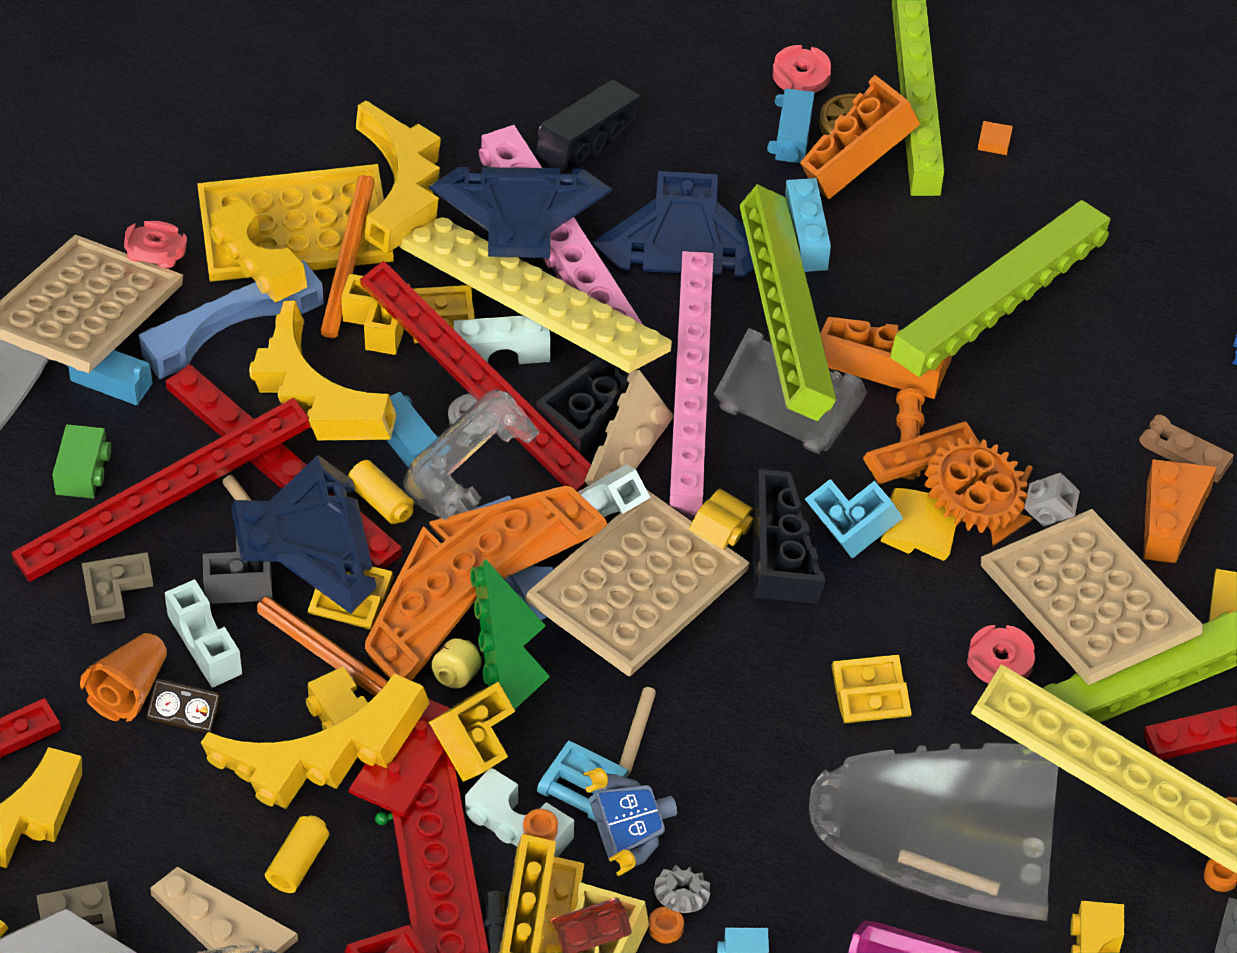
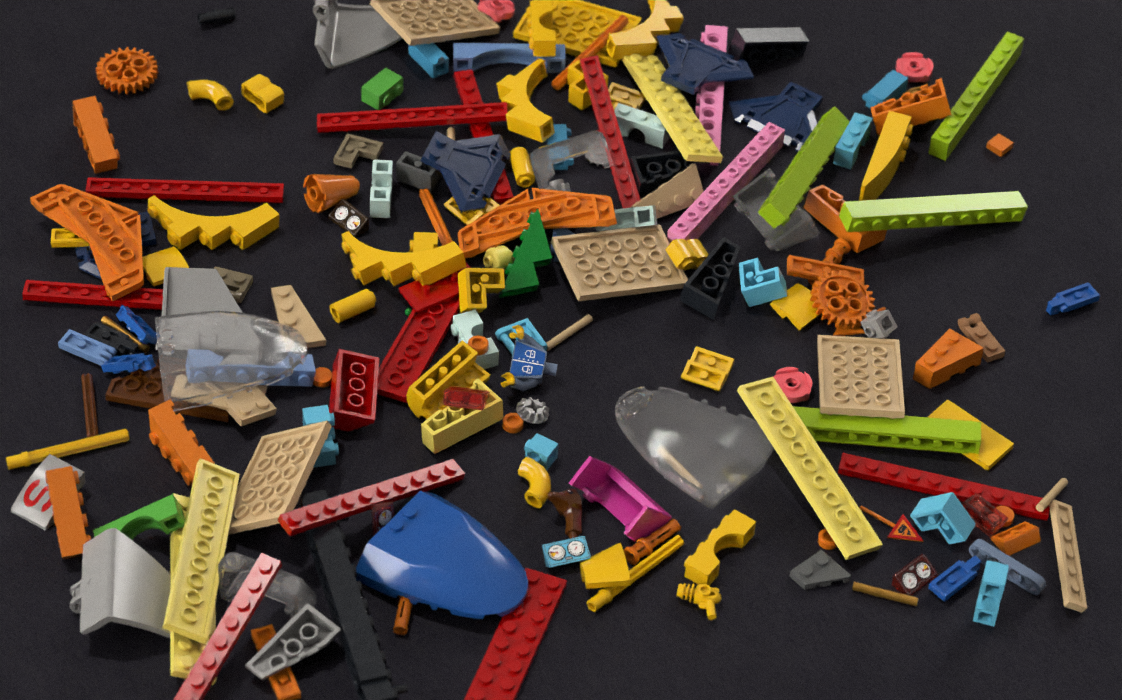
camera: 30 degrees right, 5 degrees down
(873, 227) = (887, 155): none -> yellow slope

